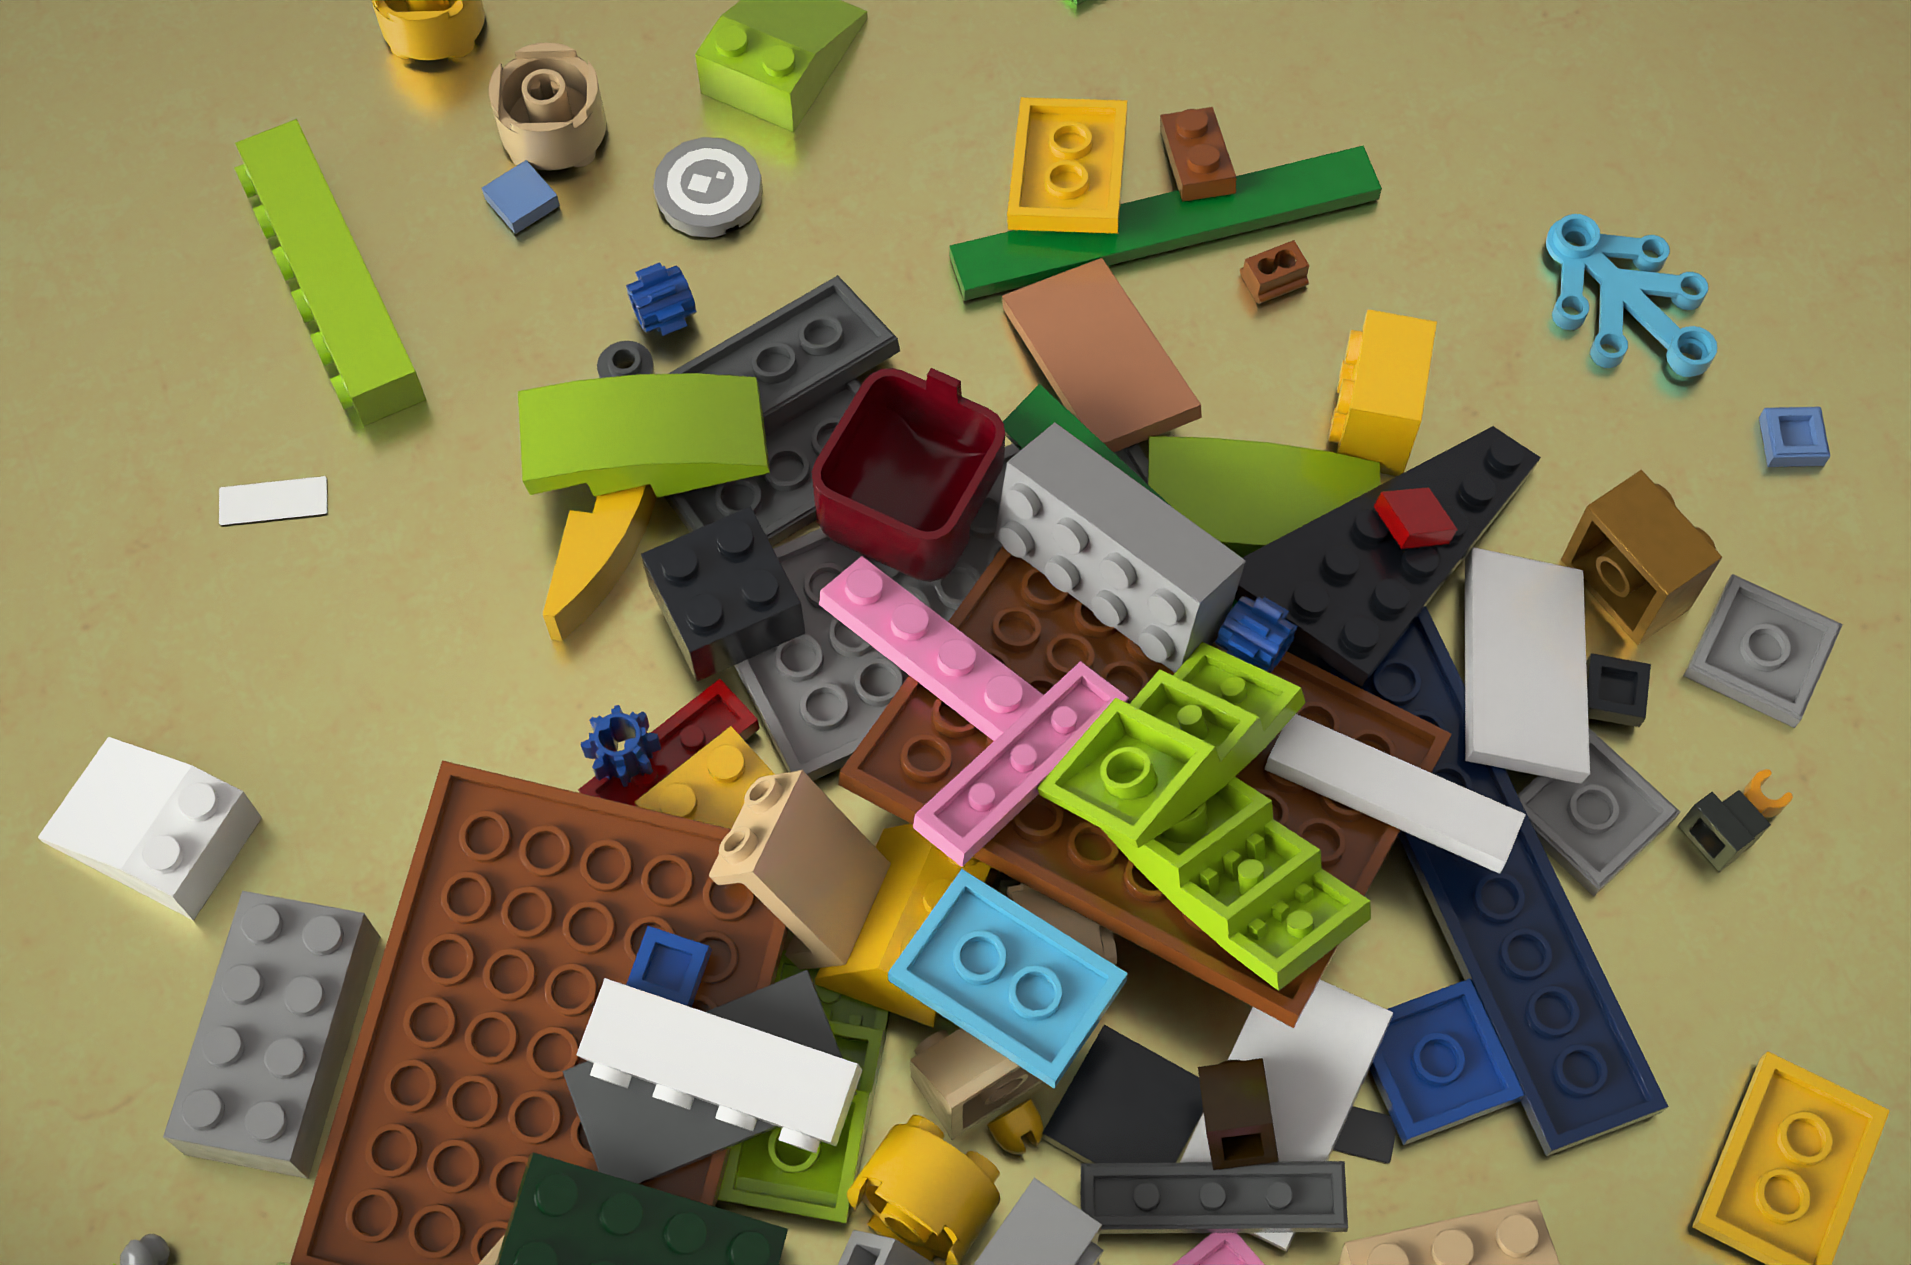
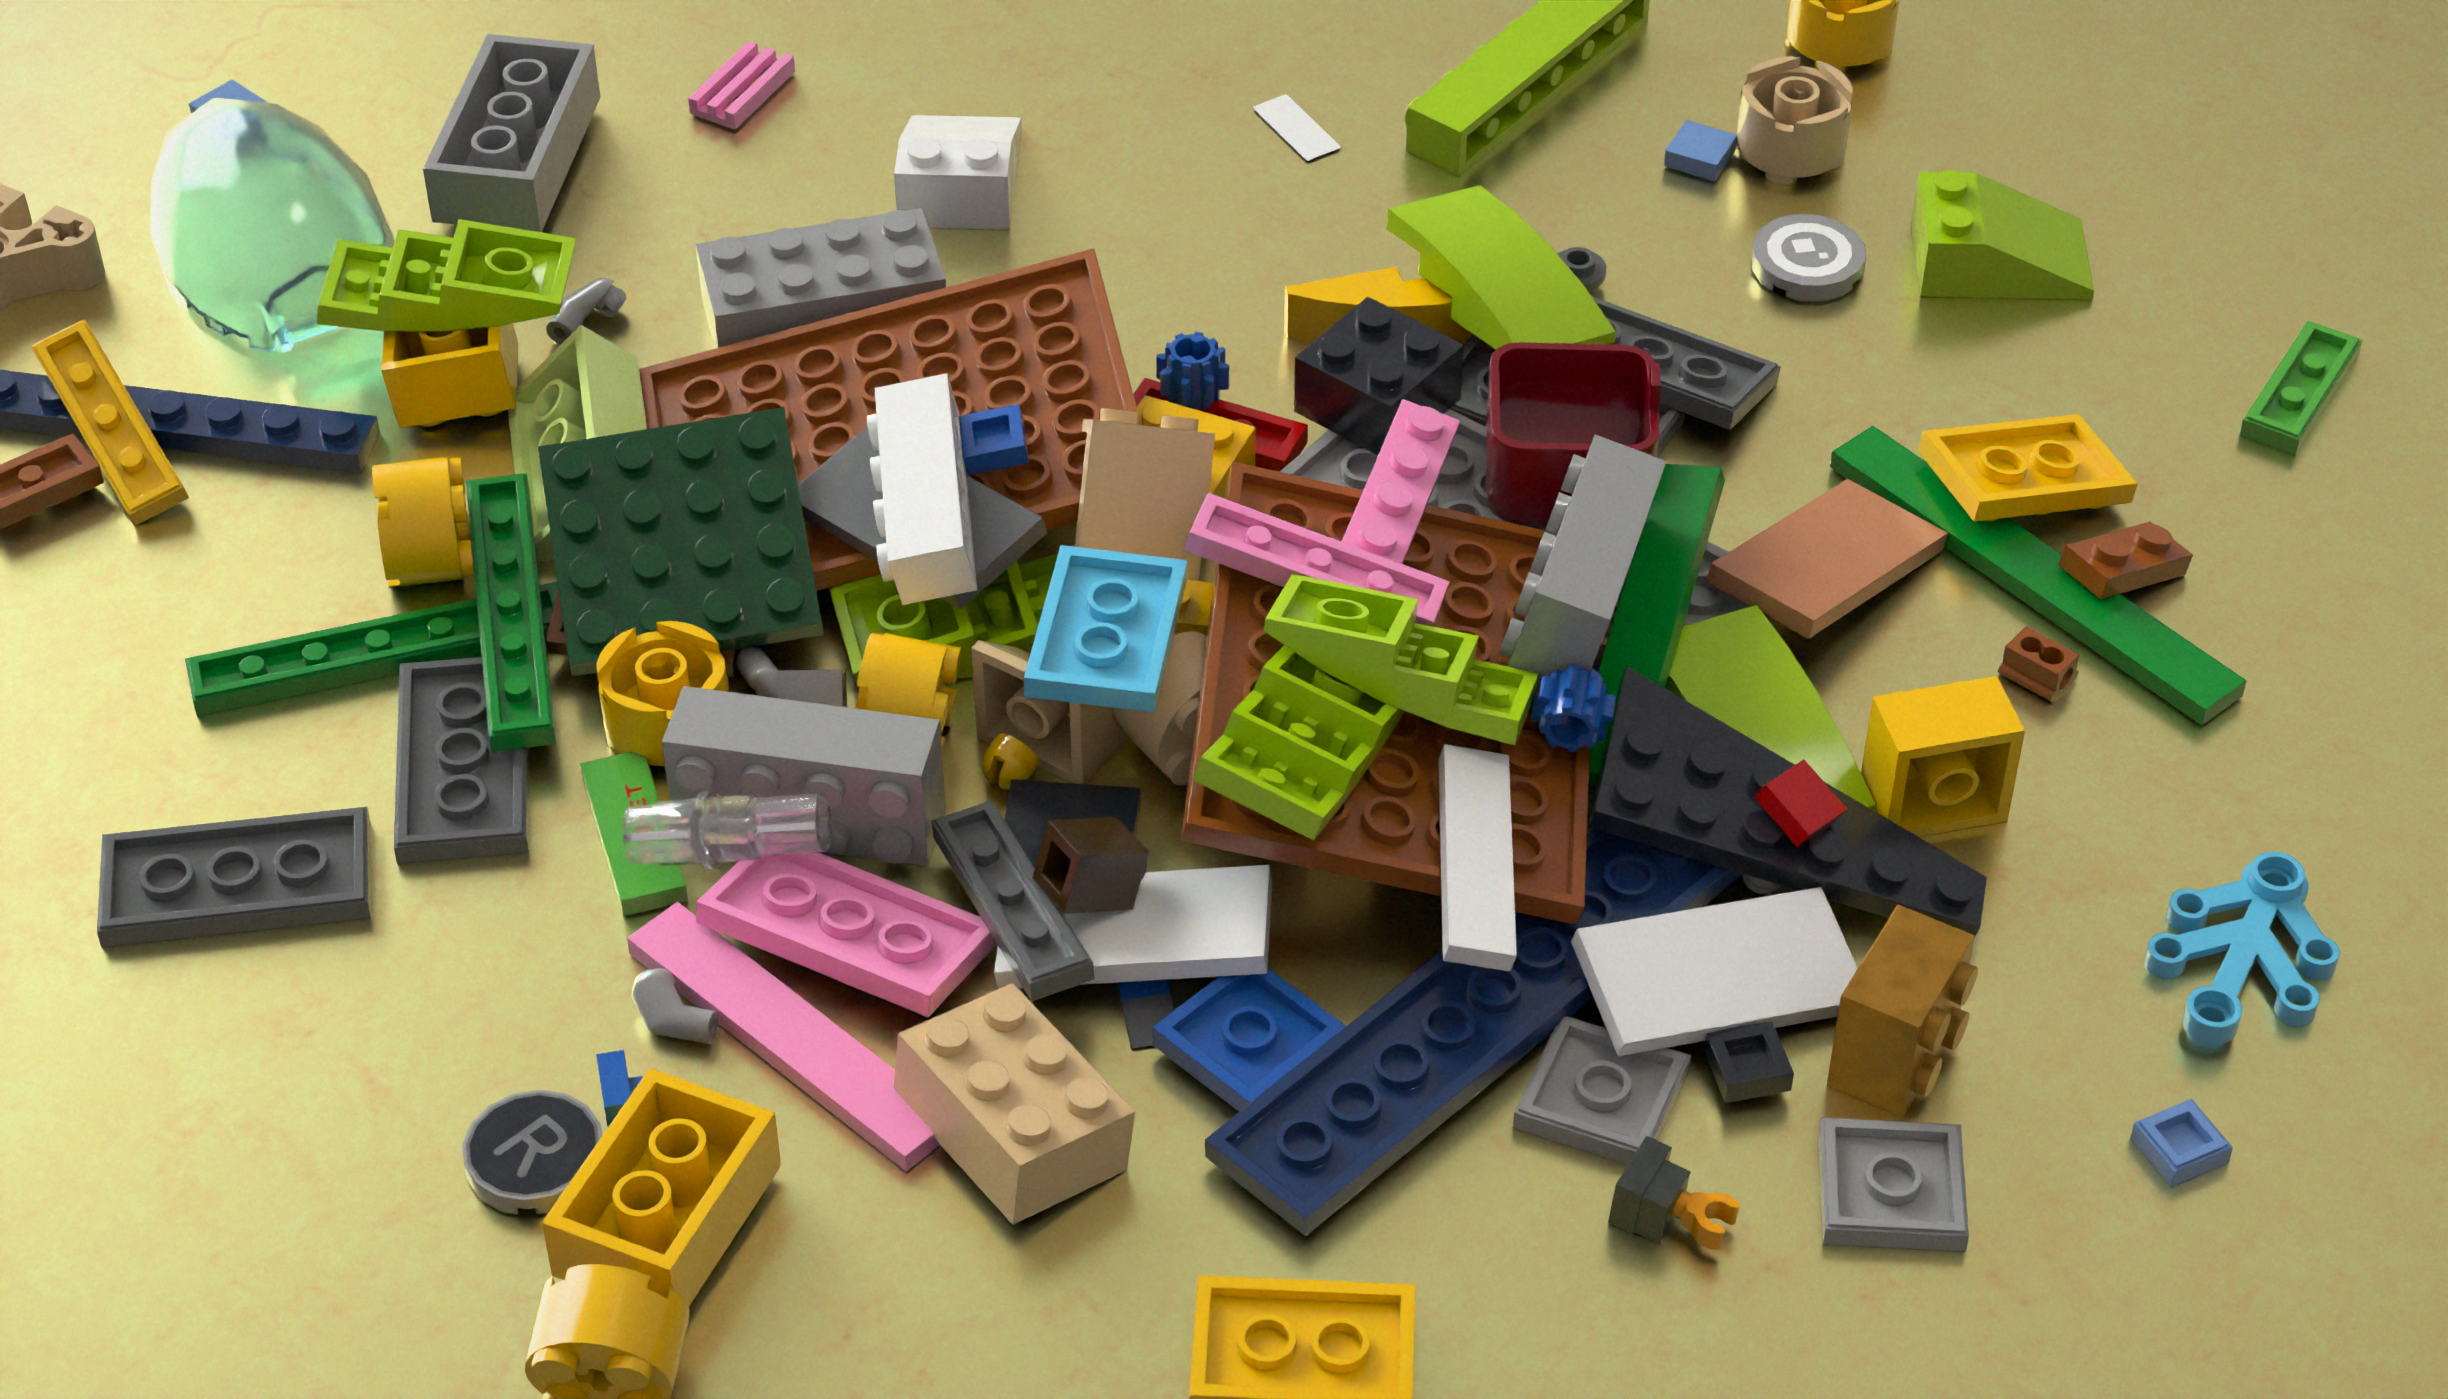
camera: 65 degrees right, 20 degrees down
(661, 299) = (1658, 259): blue gear -> none

